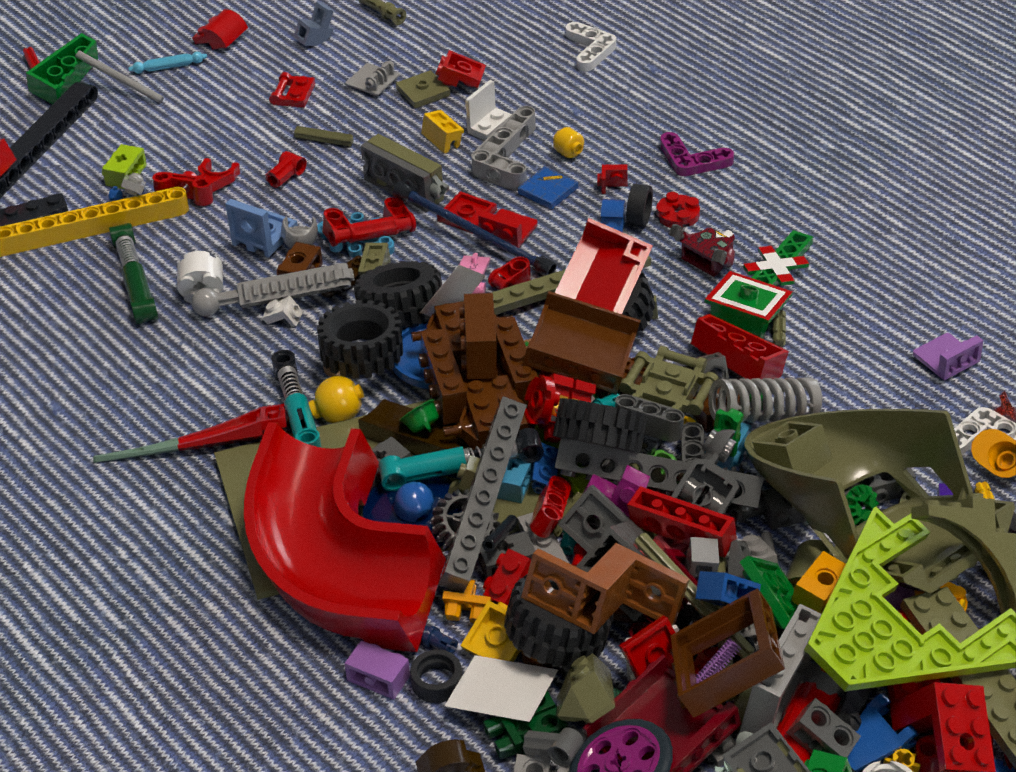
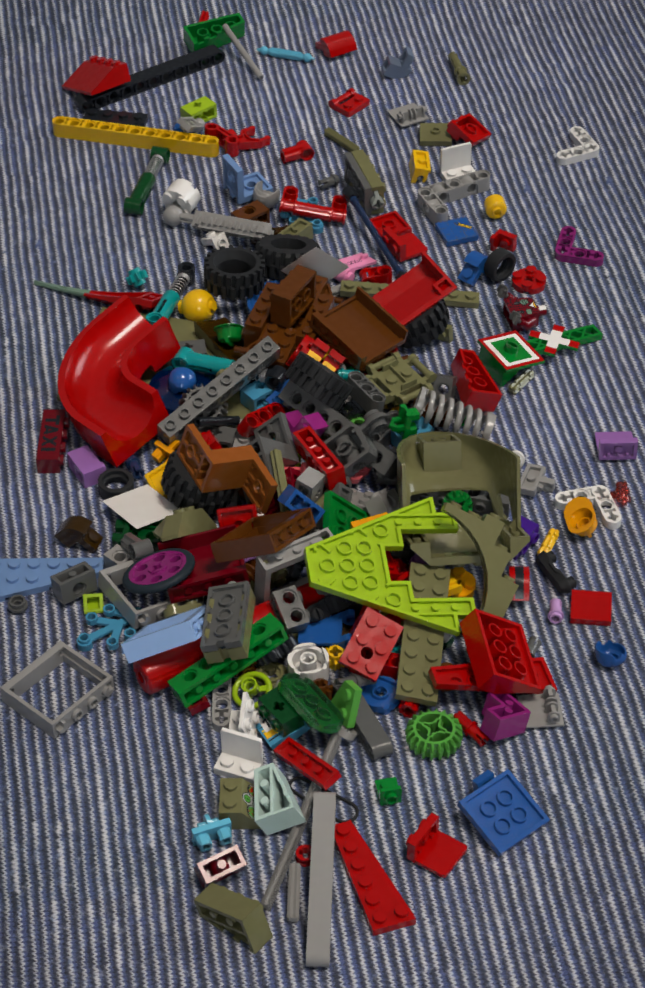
camera: 30 degrees right, 0 degrees up
(227, 396) = (137, 277): none -> teal gear
(304, 657) = (52, 441): none -> dark red brick
(355, 185) = (332, 180): none -> dark grey pin
(787, 544) = (382, 502): none -> light grey brick

